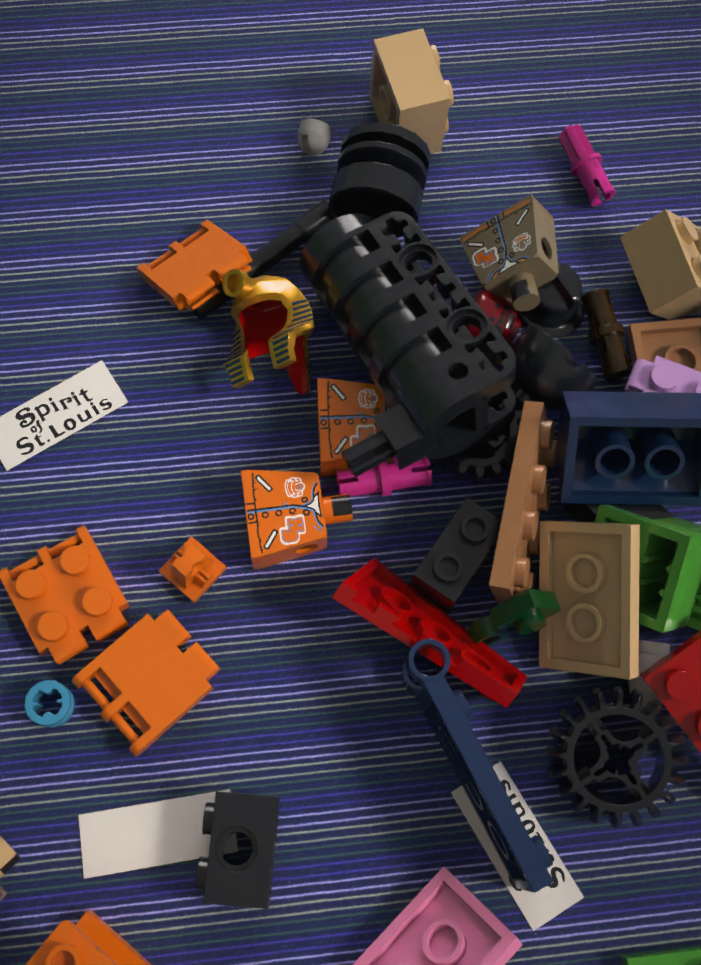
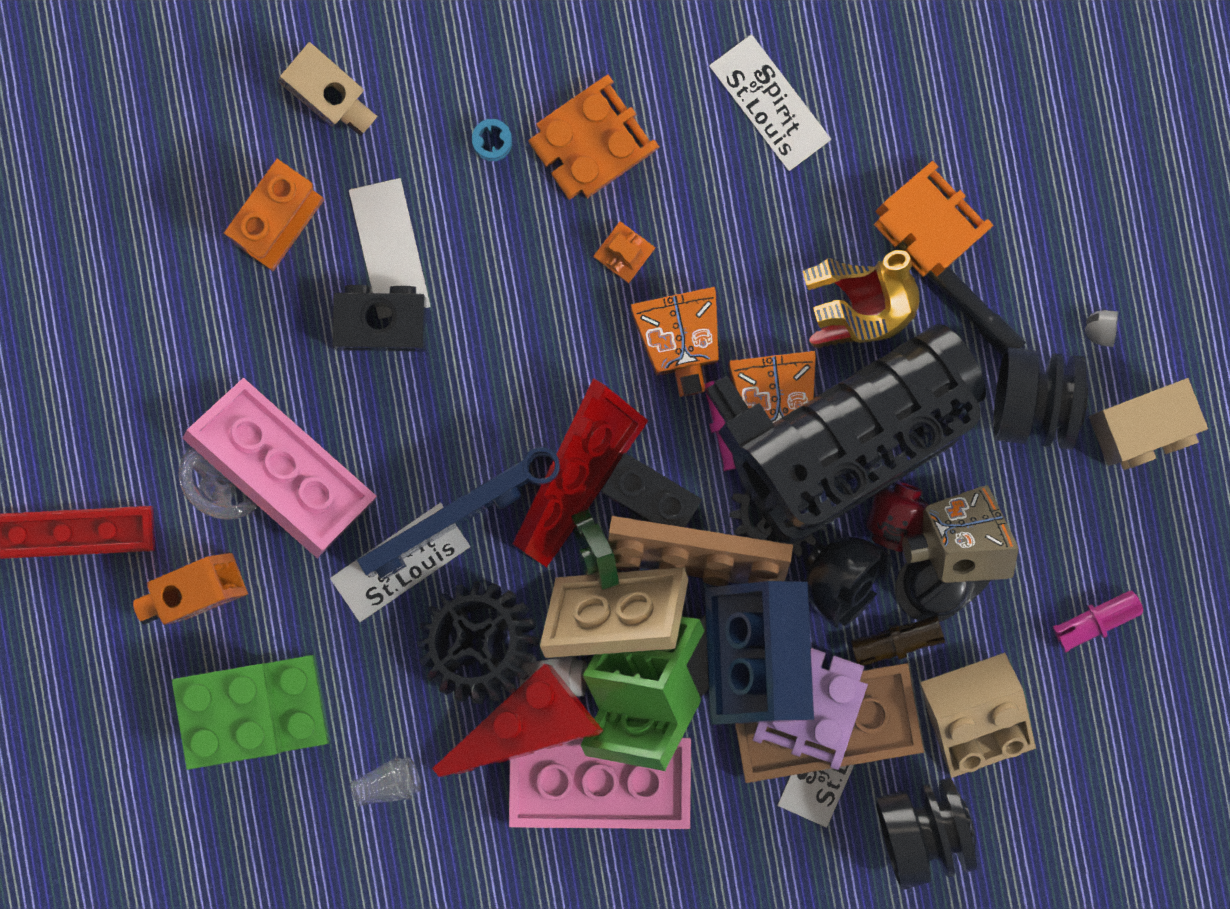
camera: 90 degrees right, 15 degrees up
(149, 678) = (520, 225): orange plate -> none

